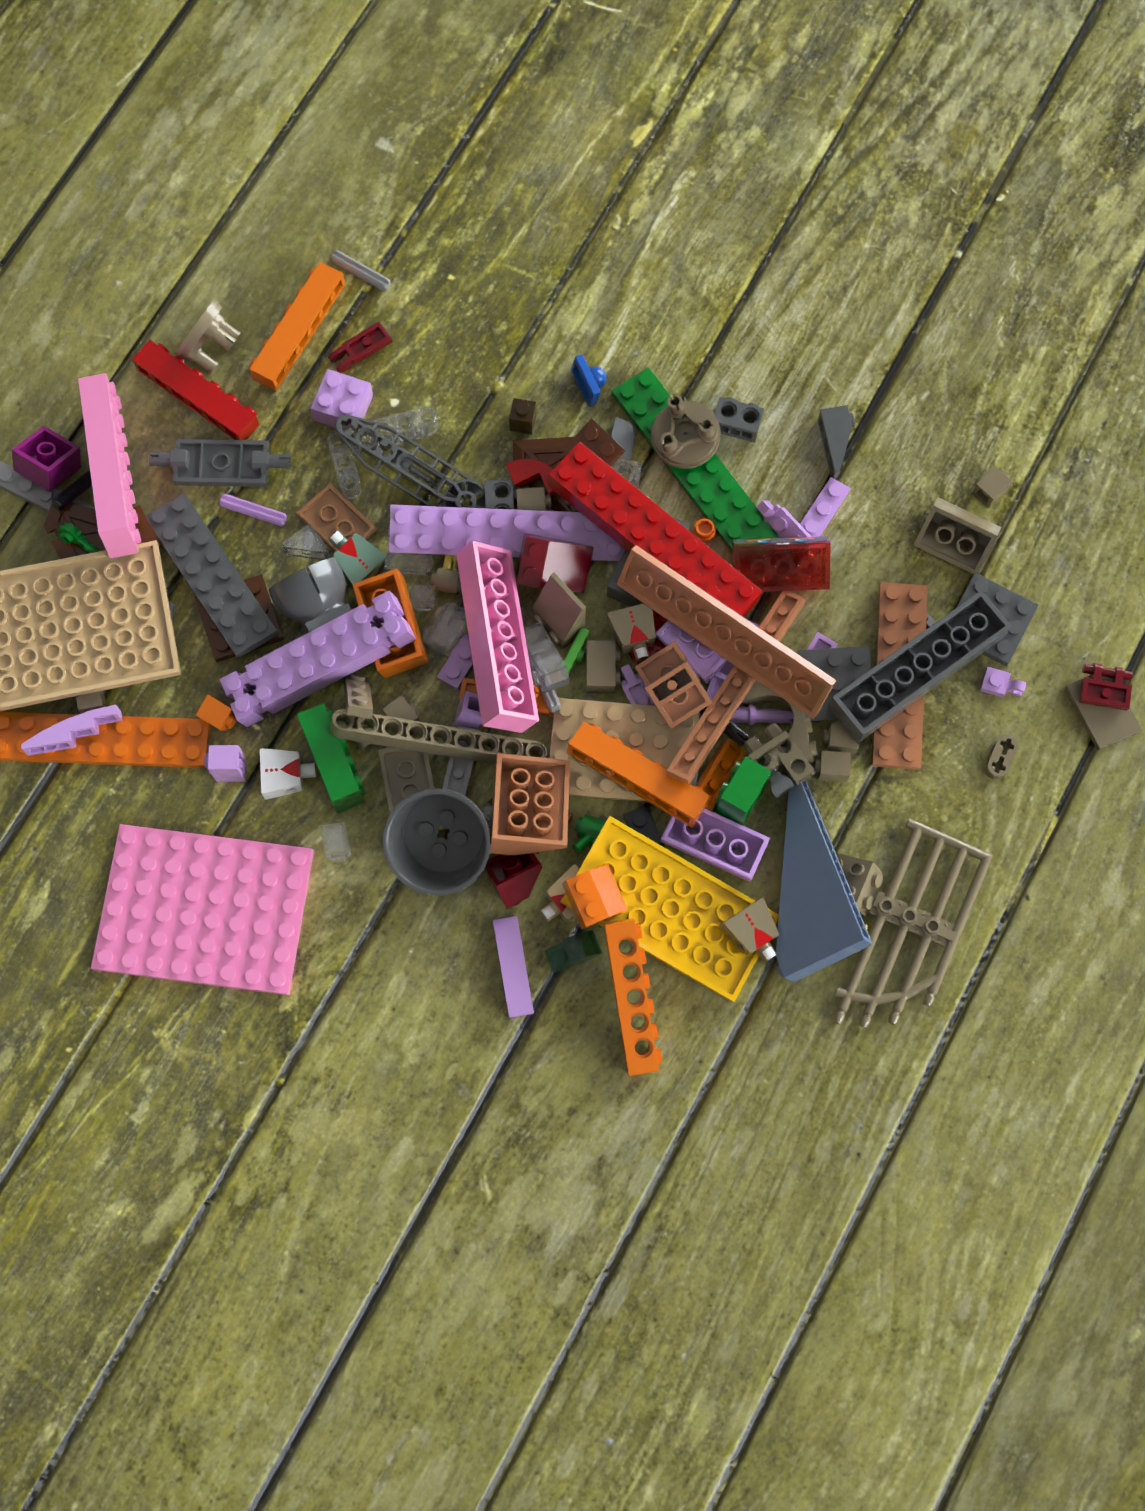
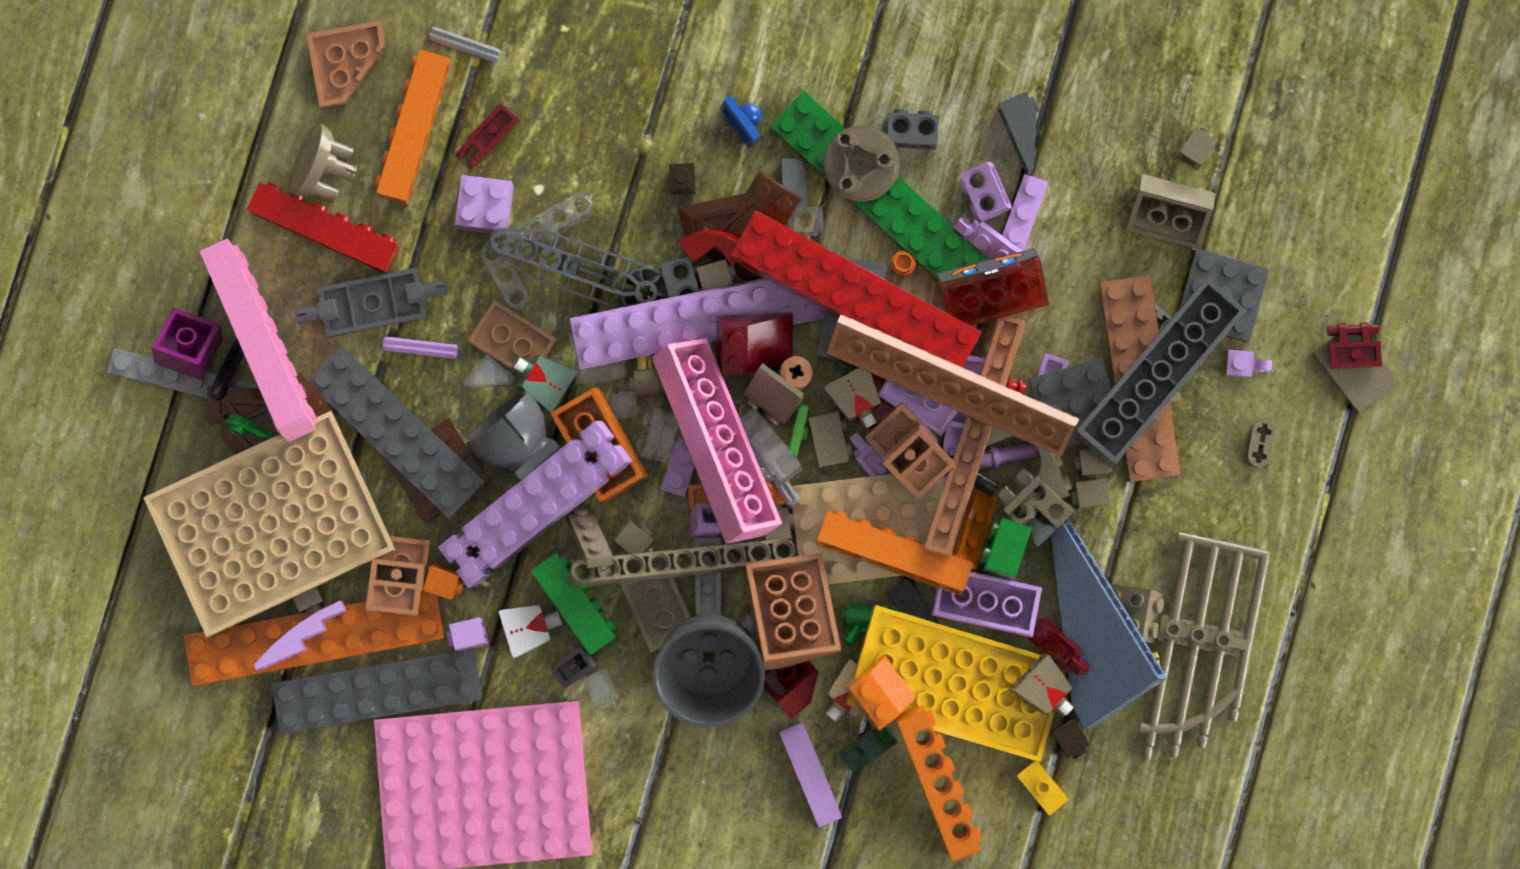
camera: 15 degrees left, 10 degrees up
(130, 800) = (377, 691): none -> dark grey plate
(176, 699) = (399, 577): none -> nougat bracket
(252, 260) = (343, 59): none -> nougat plate
(317, 814) = (574, 666): none -> dark grey slope
(540, 730) = (783, 530): none -> dark tan brick
(588, 594) = (795, 364): none -> nougat piece
(731, 1027) = (1042, 787): none -> yellow plate
(767, 986) = (1070, 739): none -> dark brown brick
(776, 897) = (1058, 647): none -> dark red hinge
(796, 481) = (991, 188): none -> lavender brick

